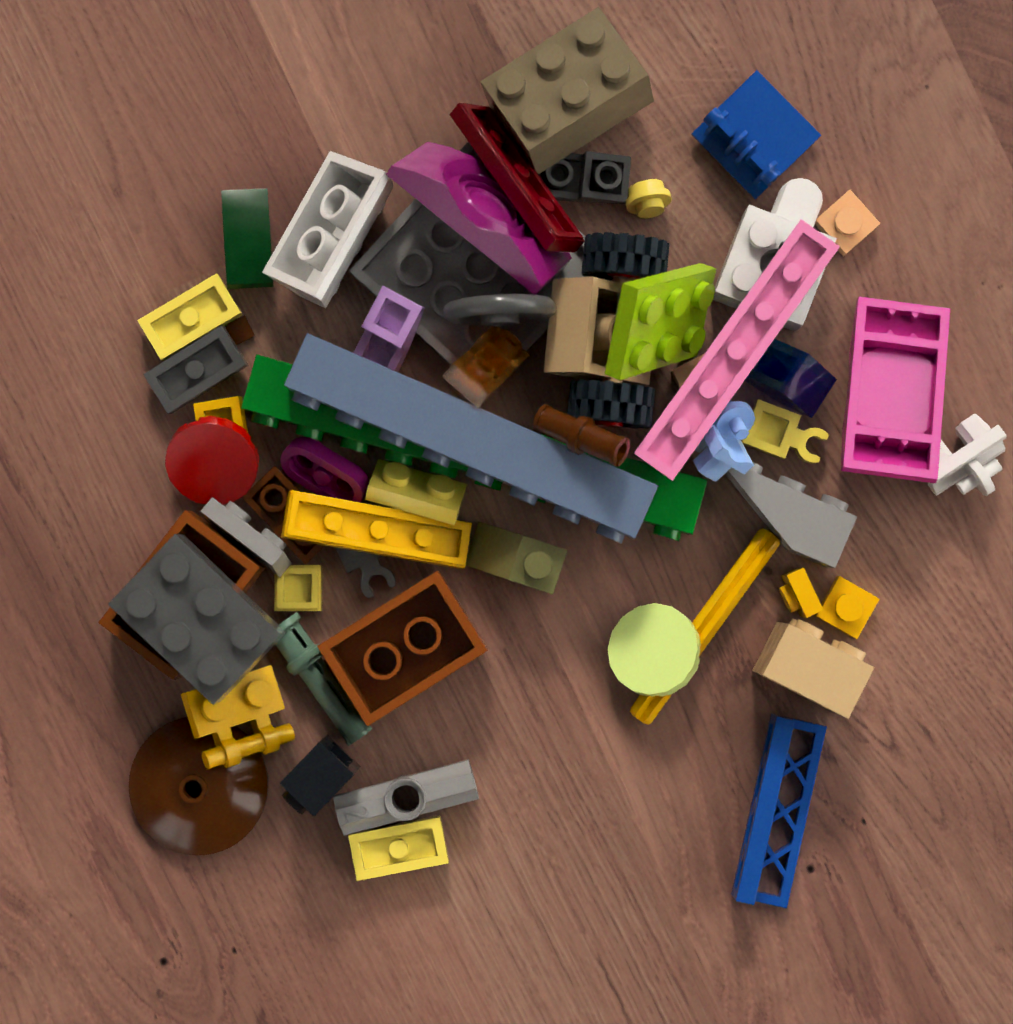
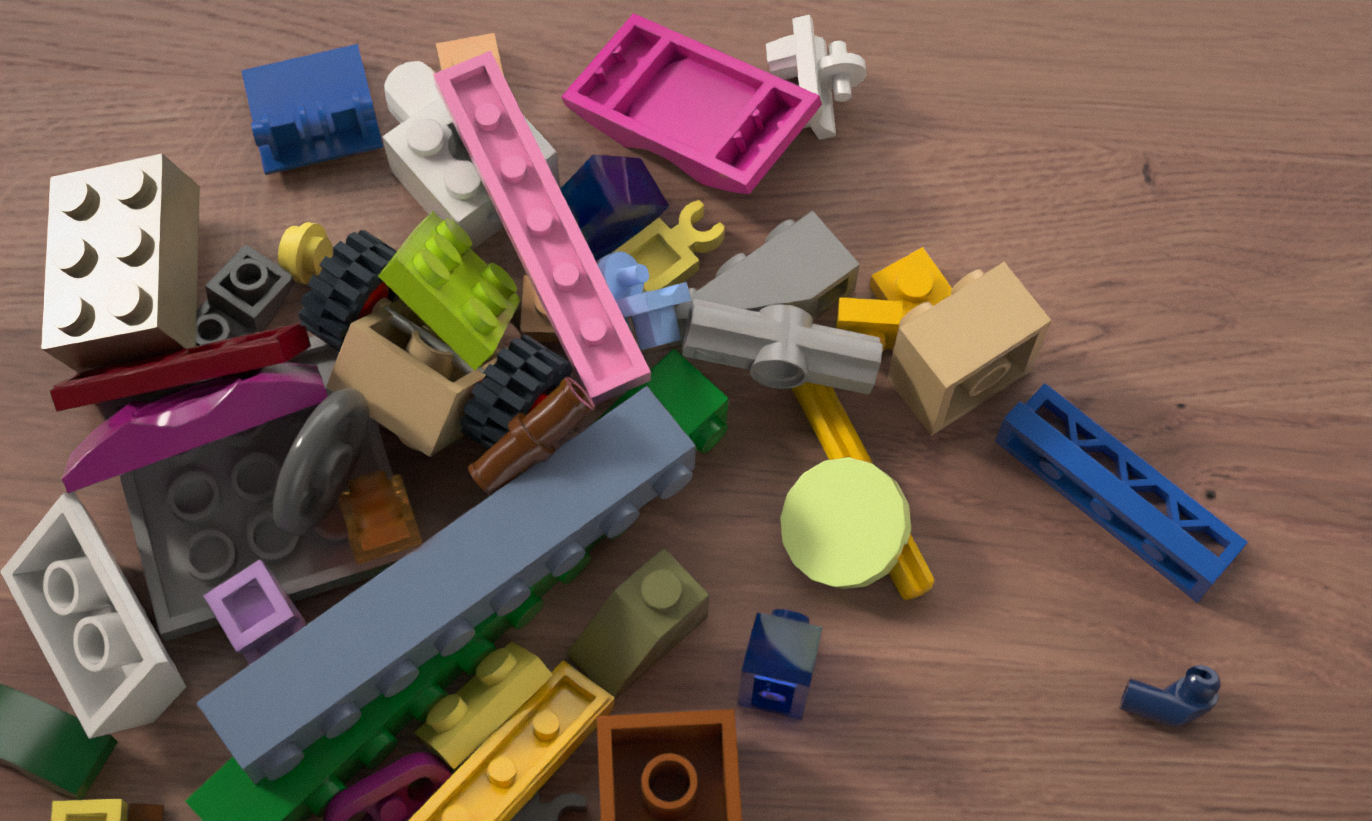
camera: 65 degrees left, 20 degrees down
(542, 658) = (779, 663): none -> clear blue slope
(654, 912) = (1176, 703): none -> dark blue arm
(746, 549) = (781, 346): none -> light grey piece

